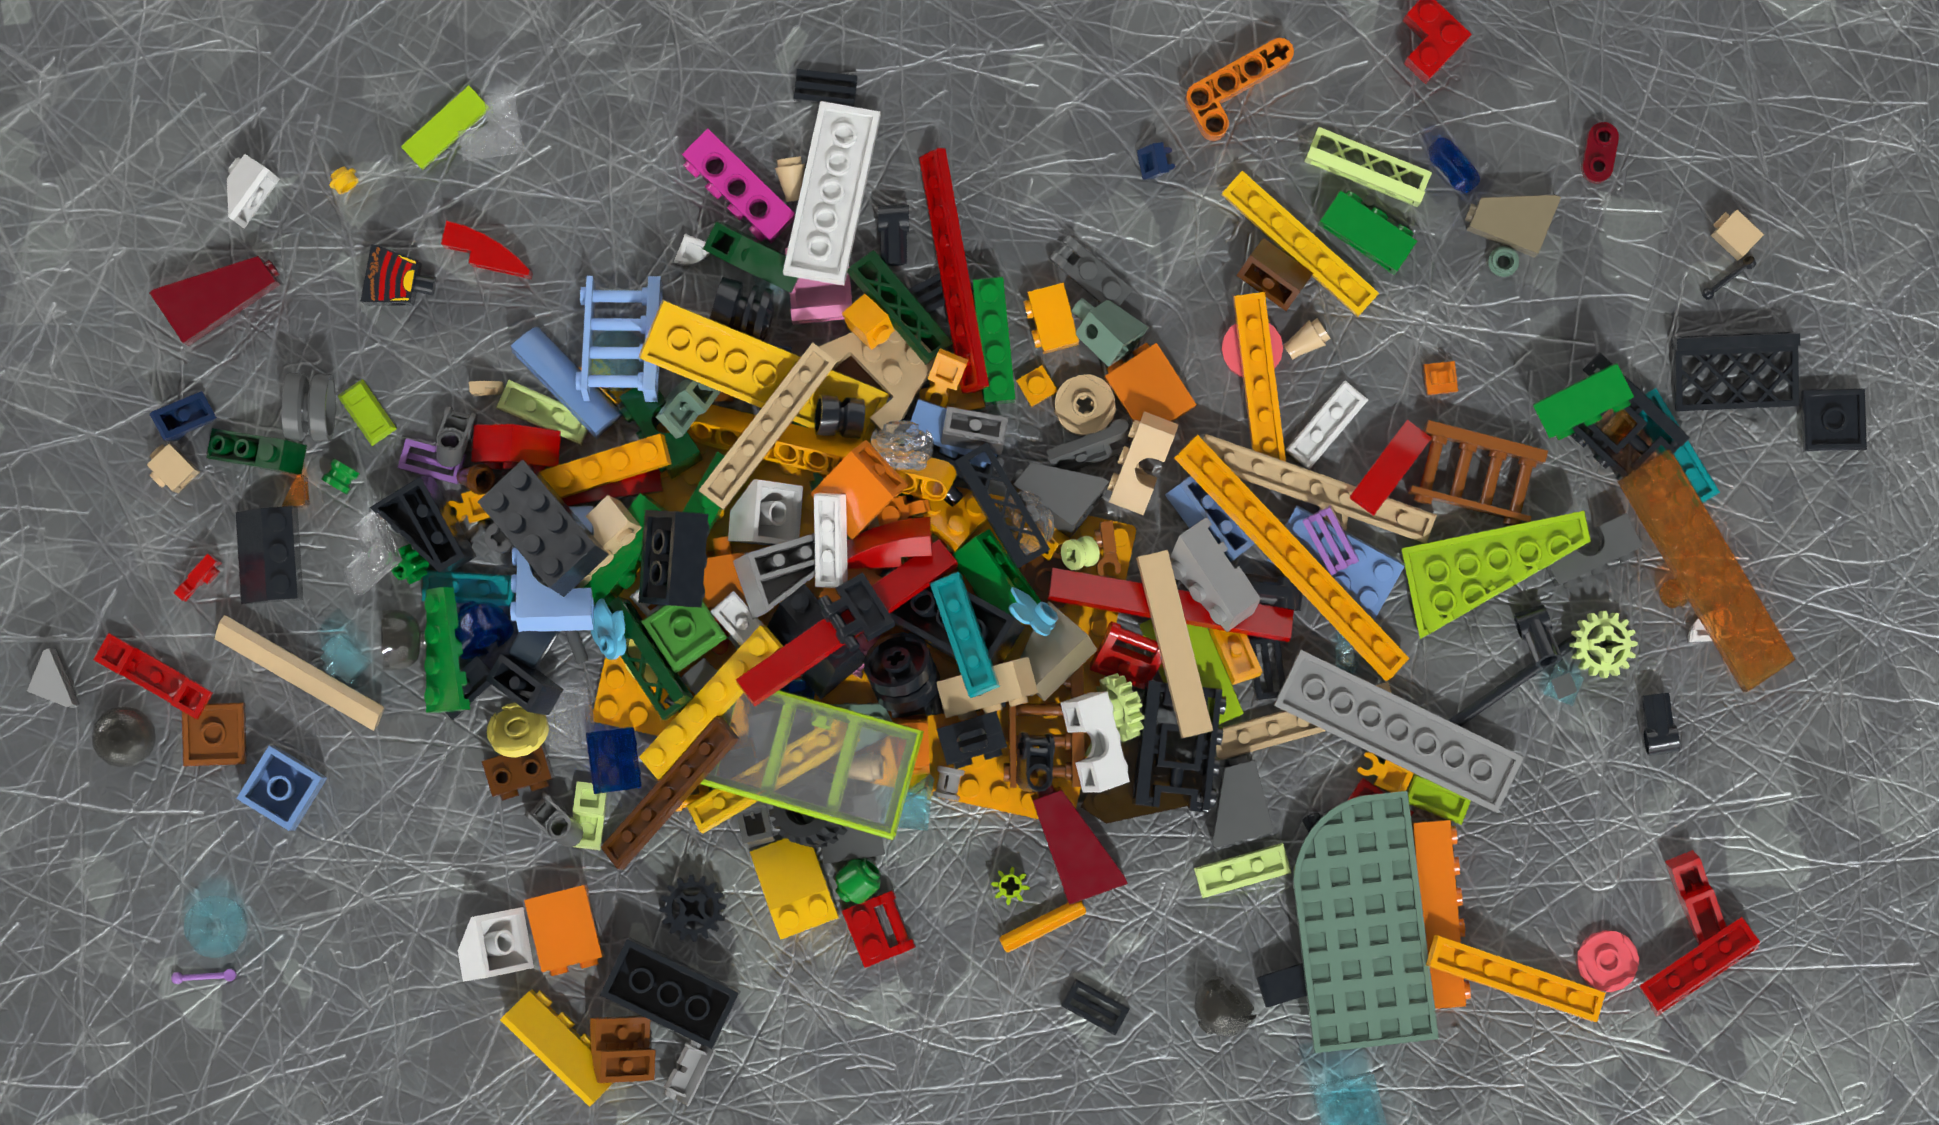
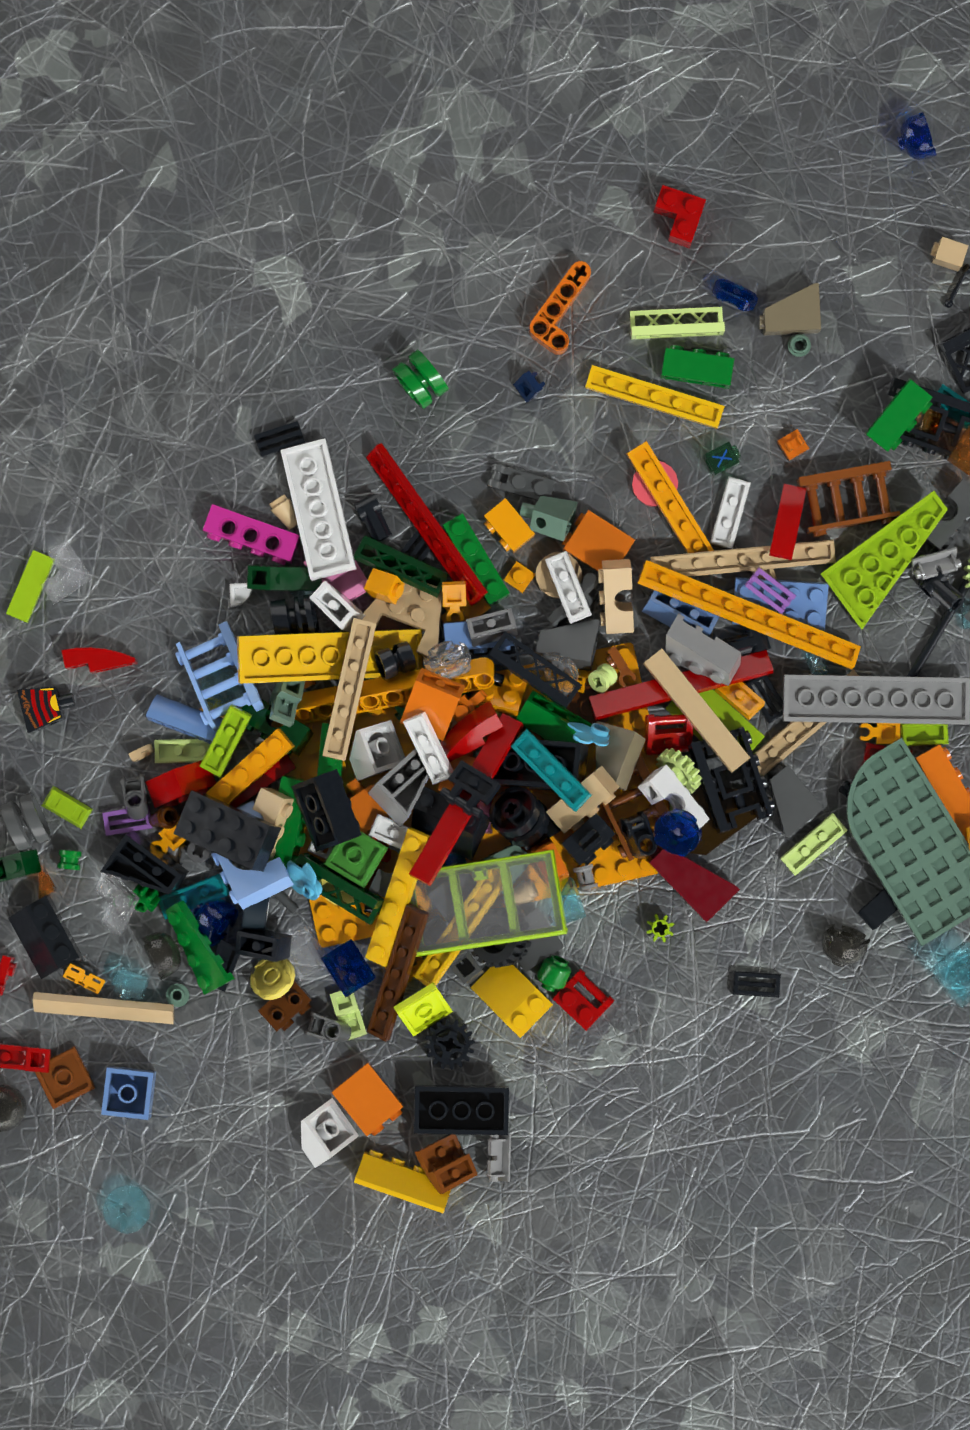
camera: 25 degrees left, 0 degrees up
(228, 975) = (151, 1238): medium lavender hinge -> none
(285, 622) = (87, 983): none -> light orange piece
(402, 705) = (184, 991): none -> sand green plate
(592, 419) = (225, 740): none -> lime tile
(680, 851) = (423, 1009): none -> neon yellow tile
(799, 319) = (336, 606): none -> white slope
(1022, 94) = (417, 381): none -> green wheel
(1042, 925) = (694, 945): light orange axle -> none
(1067, 782) = (669, 840): none -> clear blue plate
(1089, 424) = (568, 587): none -> white tile
(1275, 274) = (647, 425): reddish brown brick -> none
(1307, 338) = (690, 459): tan cone -> none
(1347, 355) = (722, 459): none -> clear green brick
(1532, 599) = (926, 565): none -> light grey hinge
(1599, 151) = (830, 239): dark red plate -> none
(1761, 76) = (916, 138): none -> clear blue cylinder

